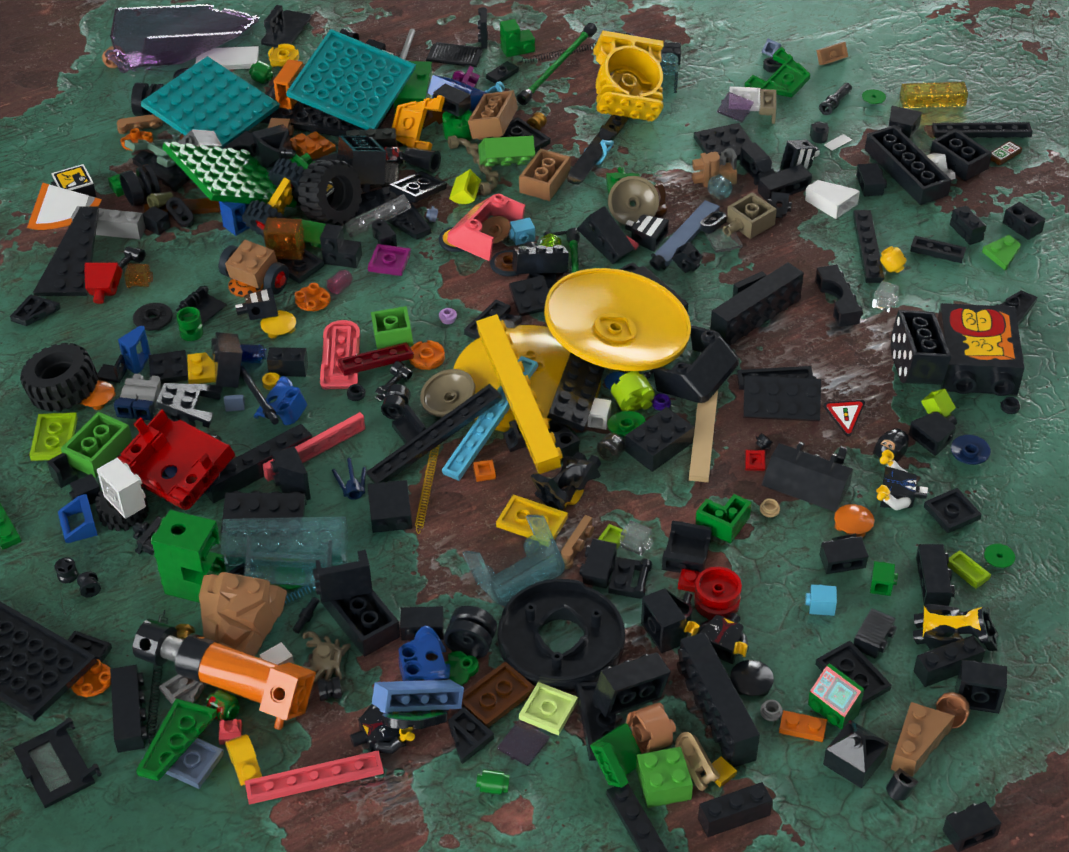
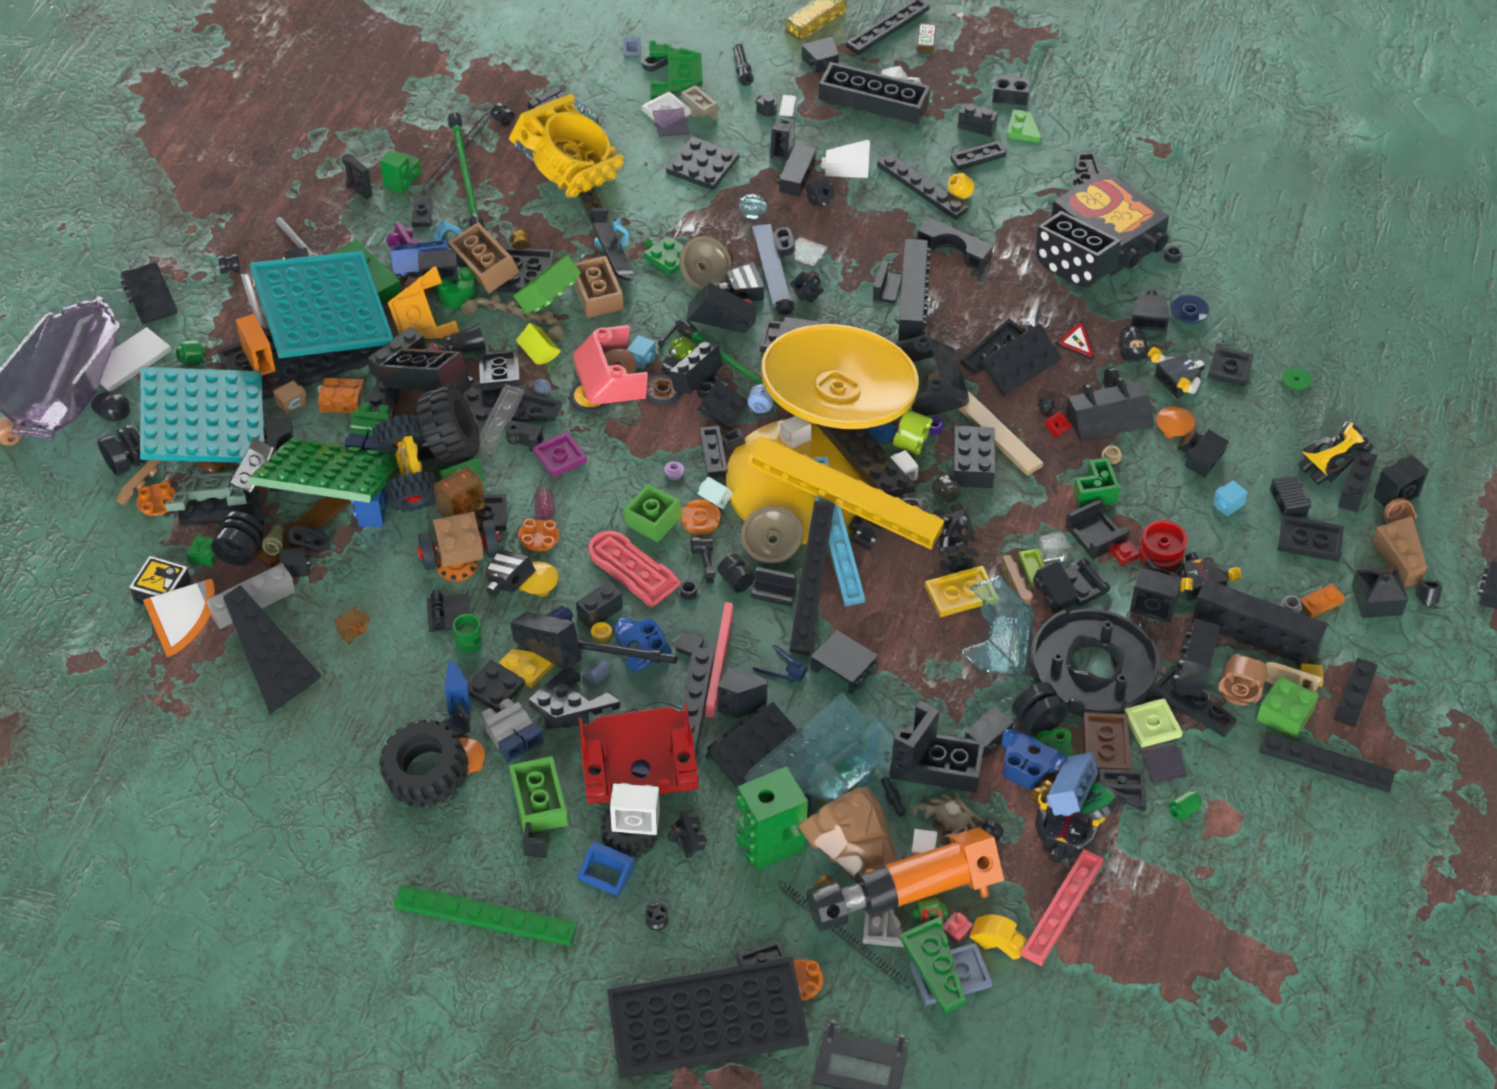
camera: 45 degrees left, 5 degrees up
(33, 309) = (295, 725): black wing -> none
(51, 434) = (482, 819): lime plate -> none
(85, 485) = (580, 840): black brick -> none
(88, 584) = (693, 911): black wheel -> none
(102, 280) = (327, 652): red torso -> none
(128, 709) = (862, 975): black brick -> none
(132, 254) = (315, 610): black brick -> none
(163, 317) = (408, 662): black wheel -> none
(272, 145) = (319, 416): black piece -> none
(280, 55) = (183, 330): yellow plate -> none
(313, 425) = (687, 643): none -> black tile
(337, 250) = (508, 474): black brick -> none
(375, 358) = (672, 549): dark red tile -> none
(422, 492) = (844, 621): yellow piece -> none
(450, 344) = (715, 492): none -> light aqua brick
(454, 54) = (350, 220): black window -> none
(484, 470) = (876, 579): orange plate -> none
(543, 338) = (795, 431): none -> white brick
(616, 755) = (1245, 720): green bracket -> none
(624, 422) = (934, 461): green dish -> none
(714, 164) = (732, 189): medium nougat hips -> none
(749, 216) = (810, 217): dark tan brick -> none
(752, 678) = (1253, 586): black dish -> none
(755, 162) = (755, 165): black piece -> none
(832, 53) = (689, 22): medium nougat plate -> none
(836, 697) = (1326, 561): slope -> none
(871, 179) = (858, 124): black brick -> none
(873, 96) = (769, 44): green piece -> none
(883, 578) = (1248, 452): green brick -> none
(886, 296) = (990, 222): clear brick -> none
(934, 574) = (1275, 424): black brick -> none
(939, 402) = (1130, 287): lime brick -> none
(962, 154) = (910, 55): black brick -> none
(968, 569) = (1287, 404): lime tile -> none

